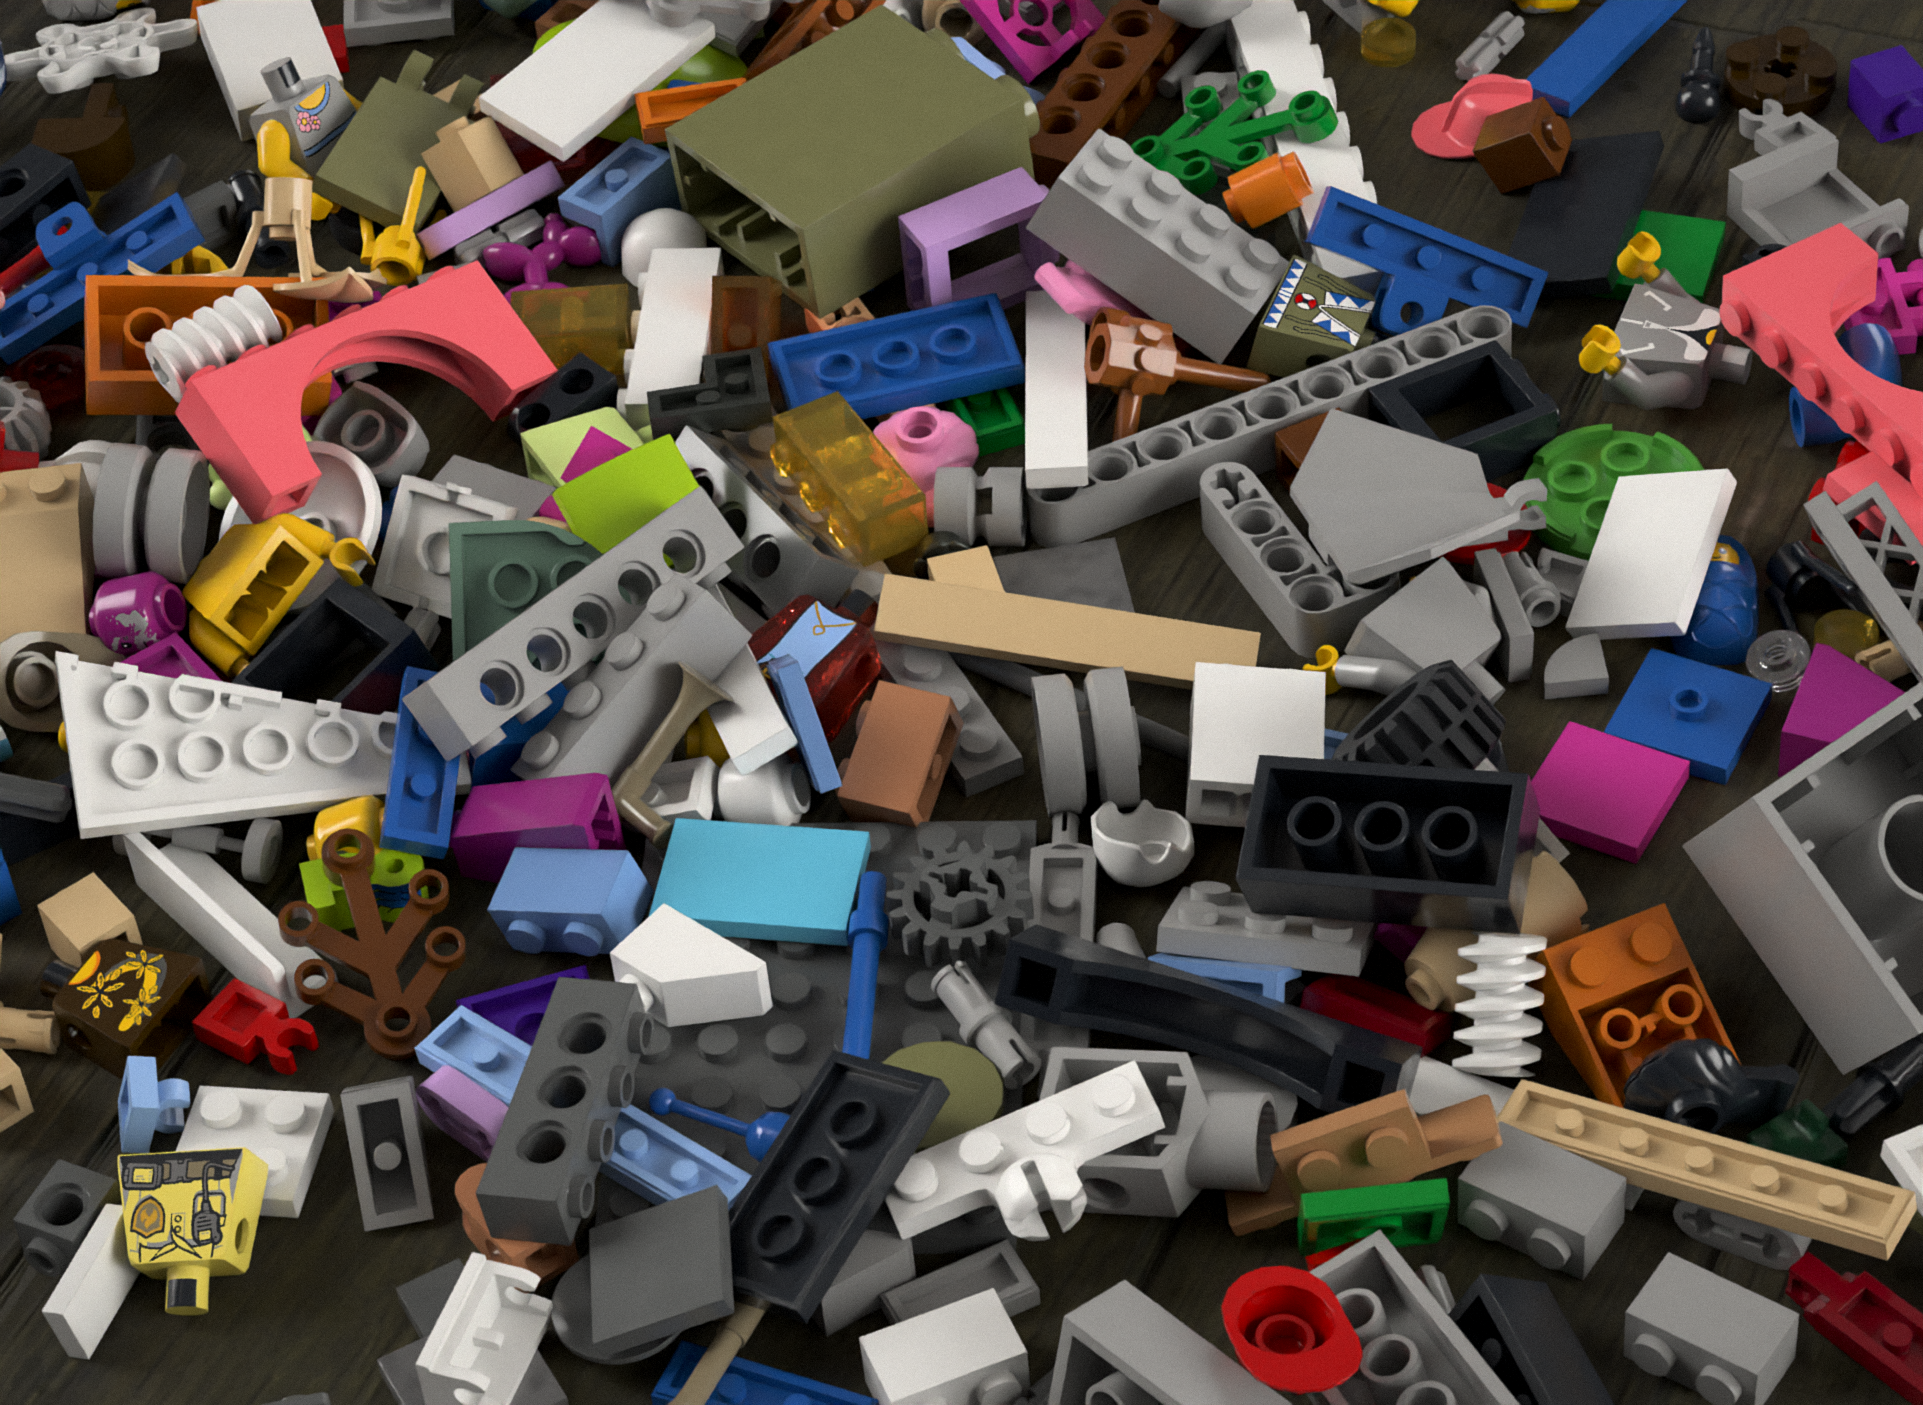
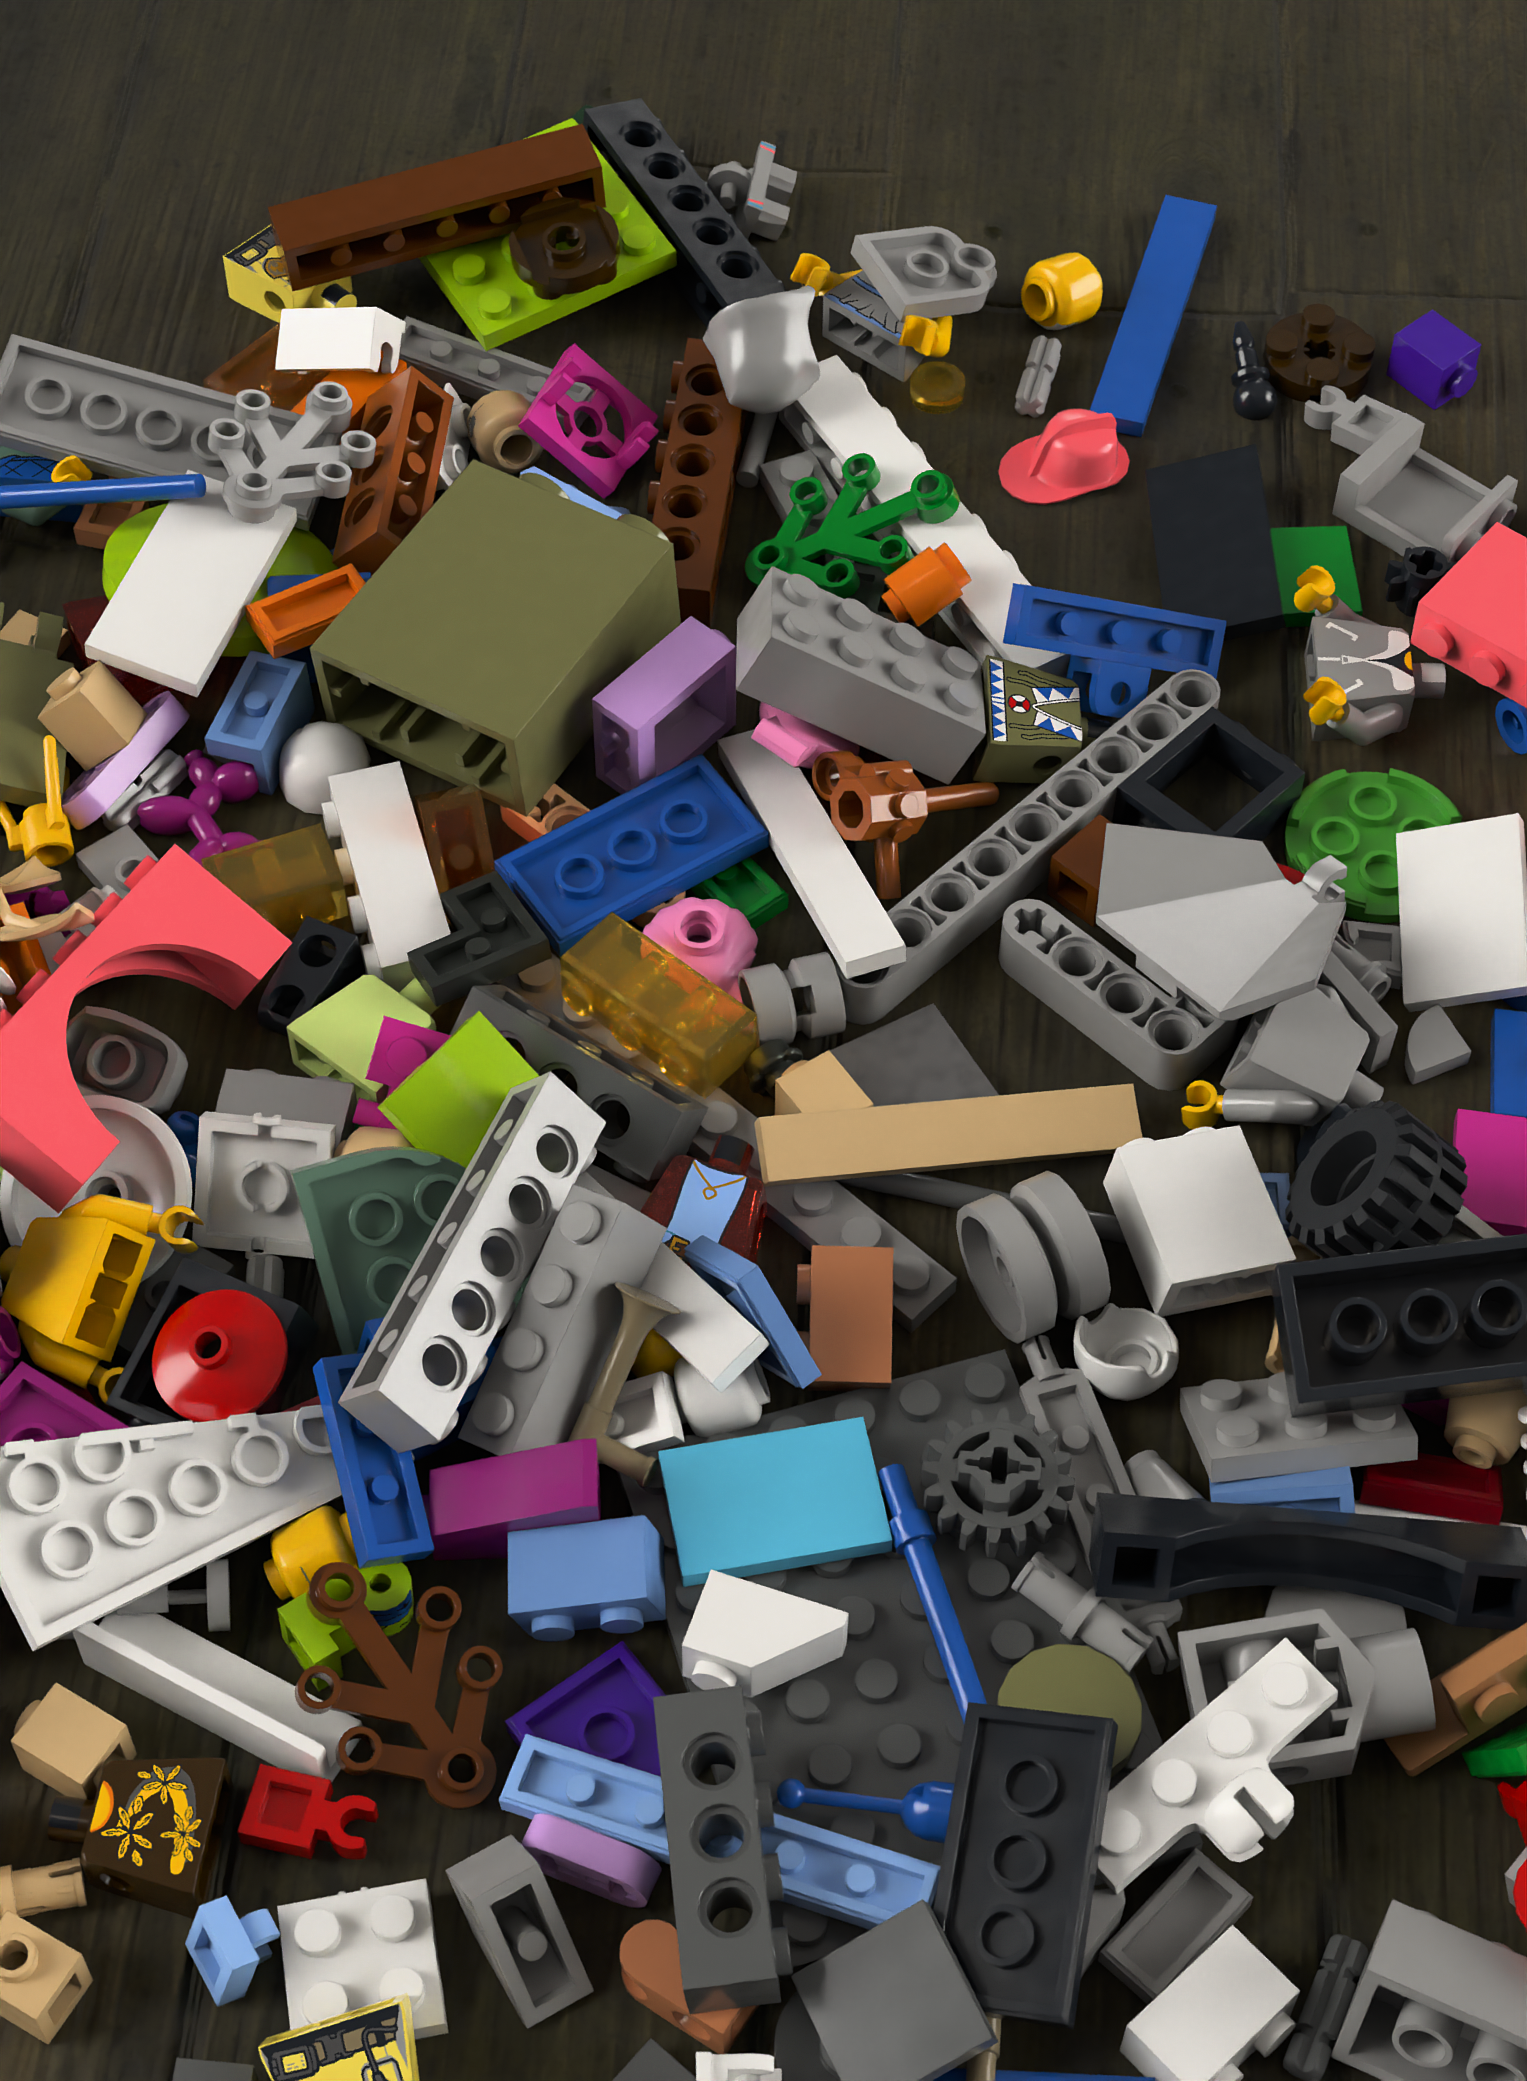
camera: 25 degrees left, 10 degrees up
(335, 656) = (242, 1371): none -> red dish
(1523, 145) = (1132, 481): reddish brown brick -> none

